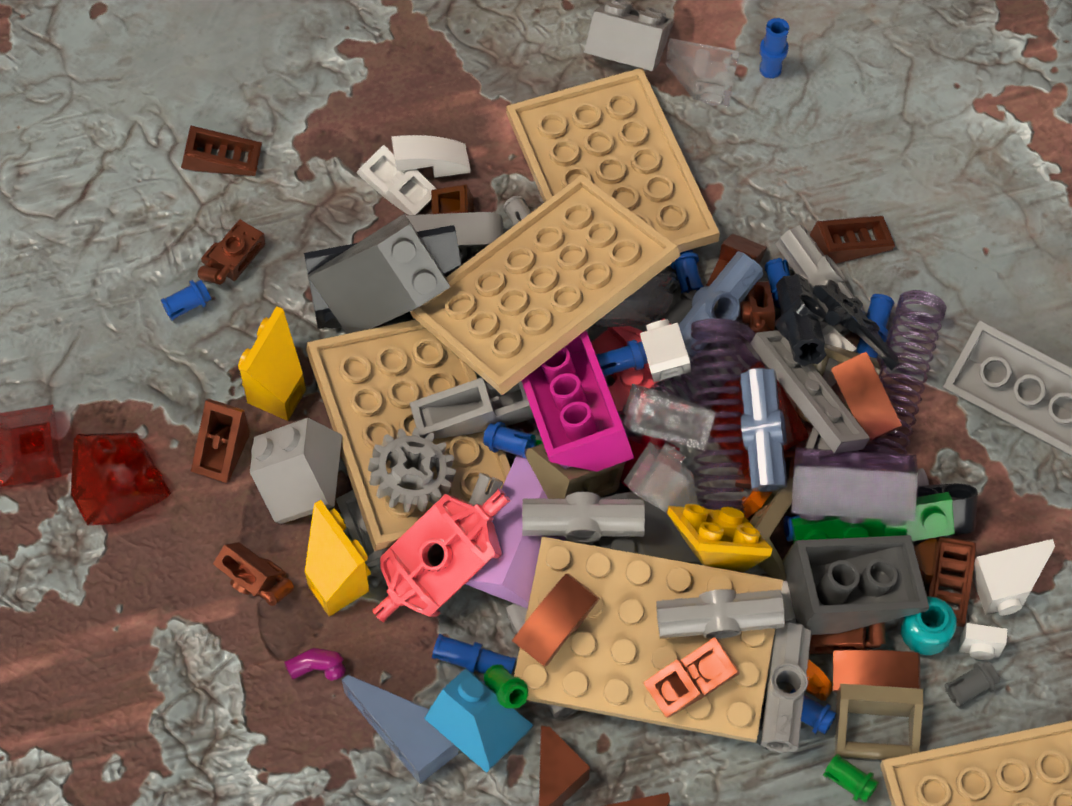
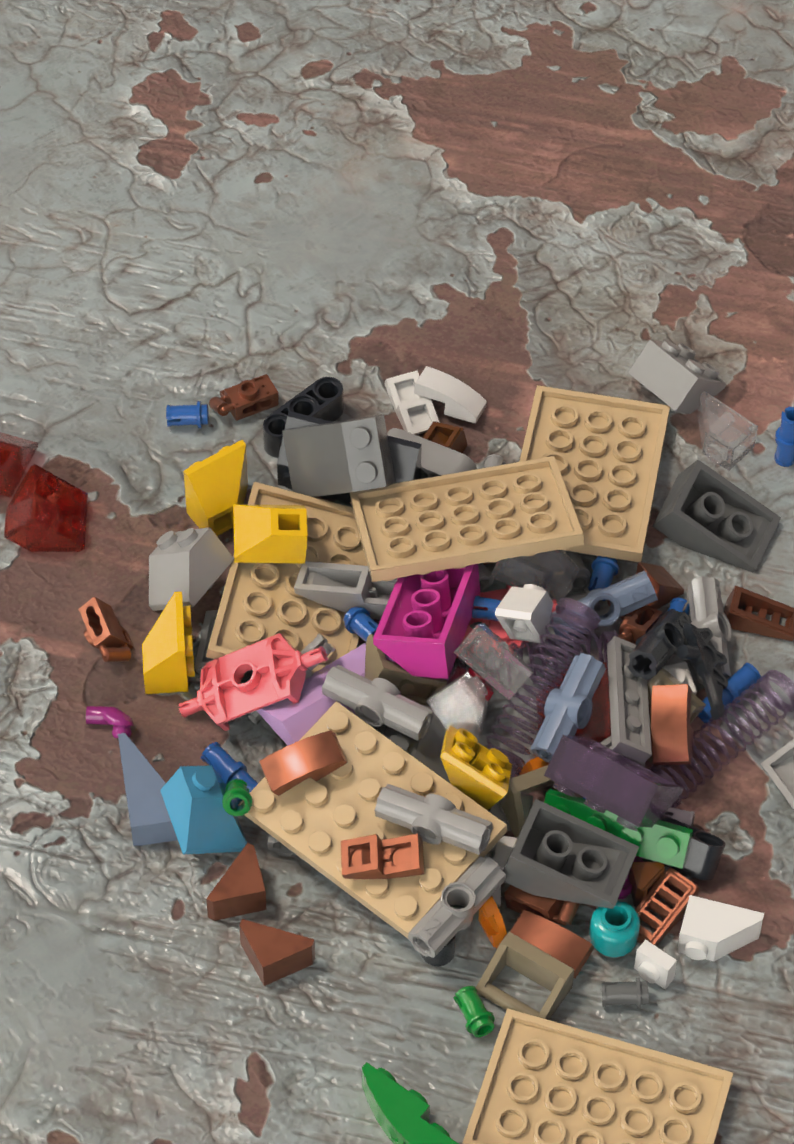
camera: 30 degrees right, 10 degrees down
(209, 140) = (284, 308): copper slope -> none
(220, 440) = (143, 525): copper slope -> none
(301, 232) = (319, 400): none -> black beam
(363, 389) = (270, 533): none -> yellow slope
(411, 473) = (269, 607): light grey gear -> none
(753, 161) = (716, 518): none -> dark grey slope
(817, 715) = (475, 947): blue pin -> none

